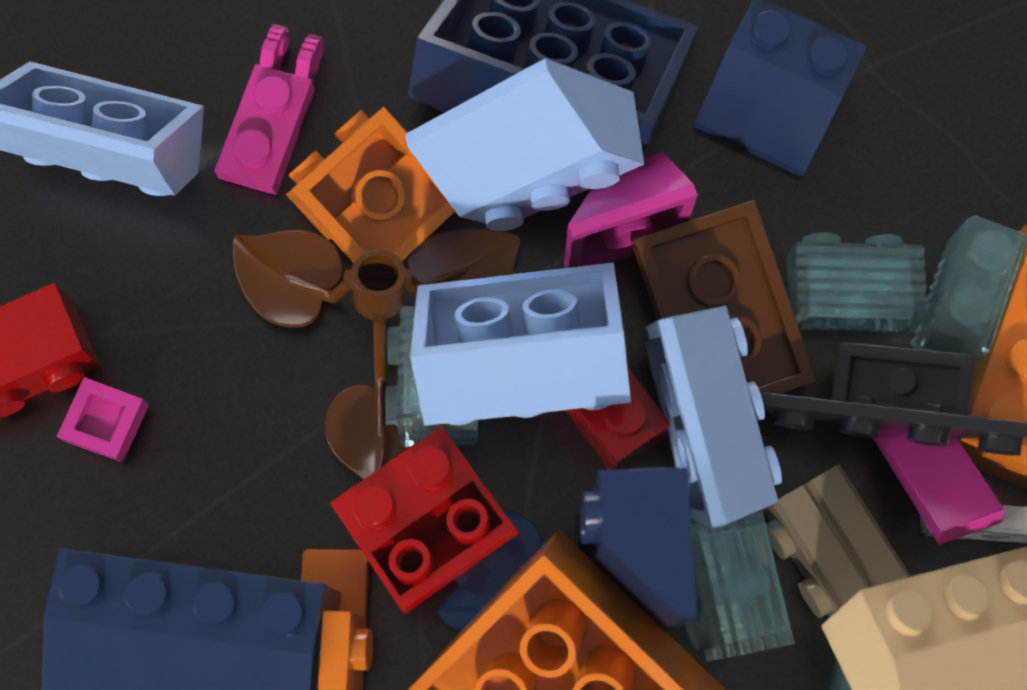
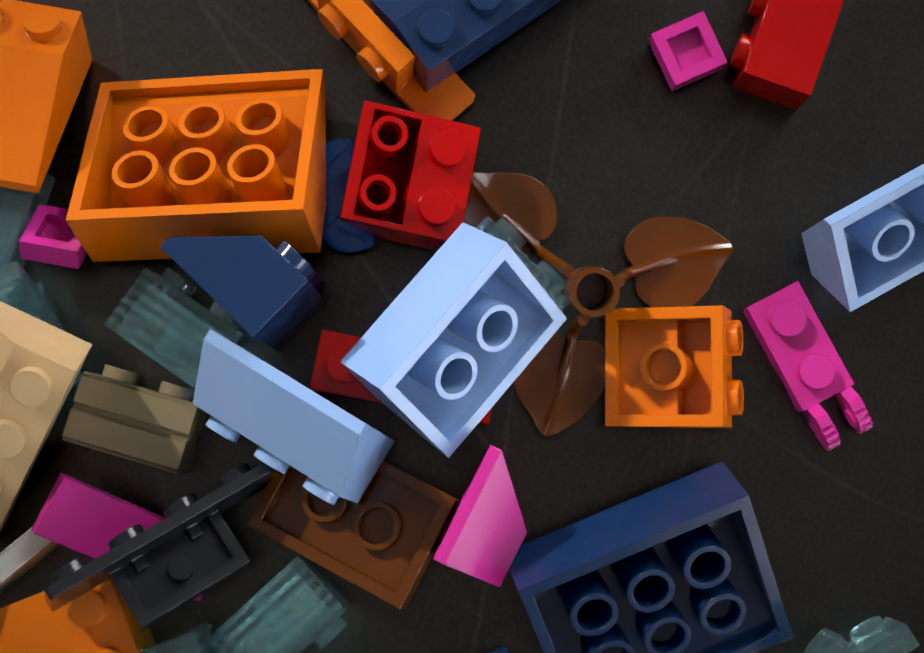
camera: 135 degrees right, 10 degrees up
(530, 144) = (582, 489): light blue slope -> none

